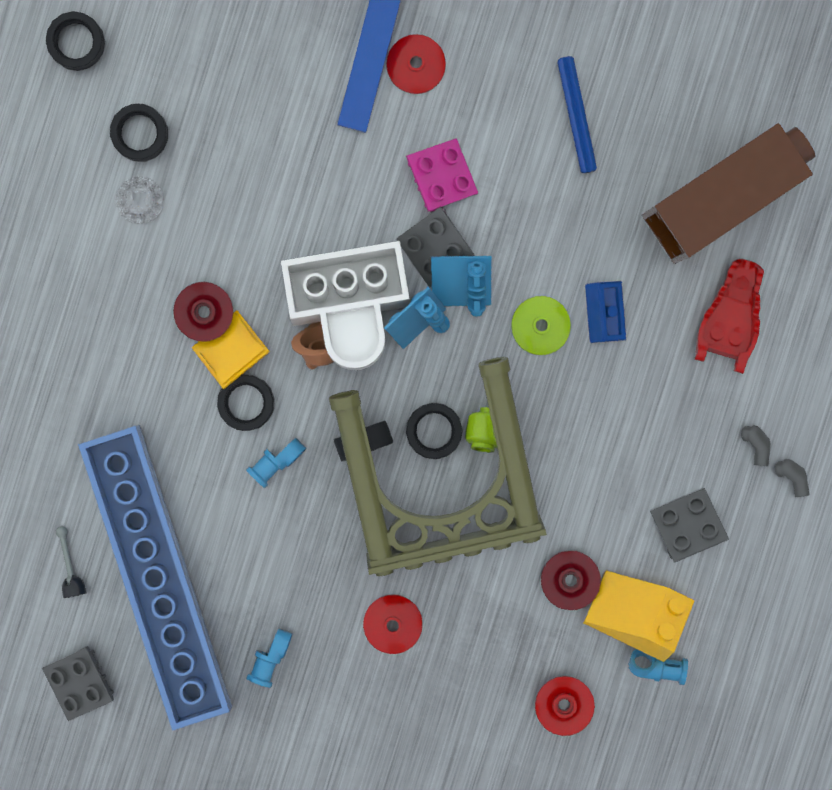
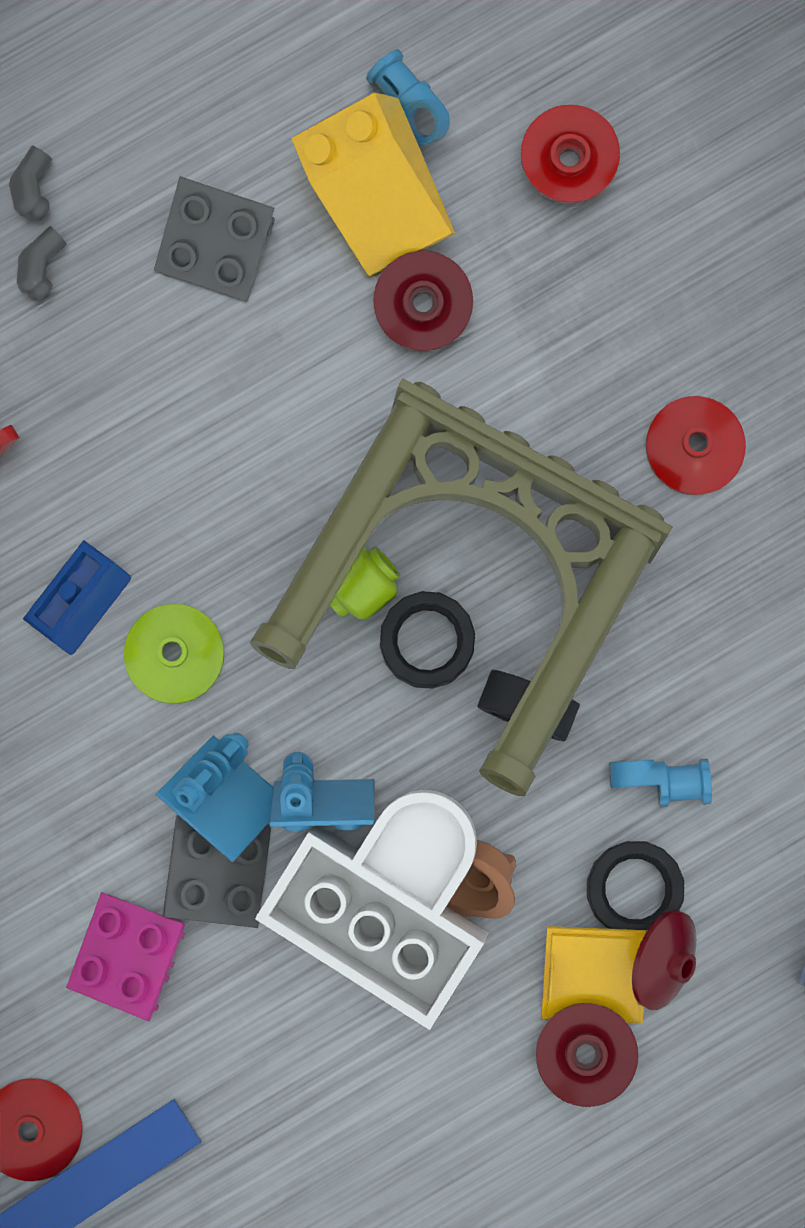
camera: 135 degrees left, 5 degrees down
(205, 382) = (664, 960): none -> dark red dish

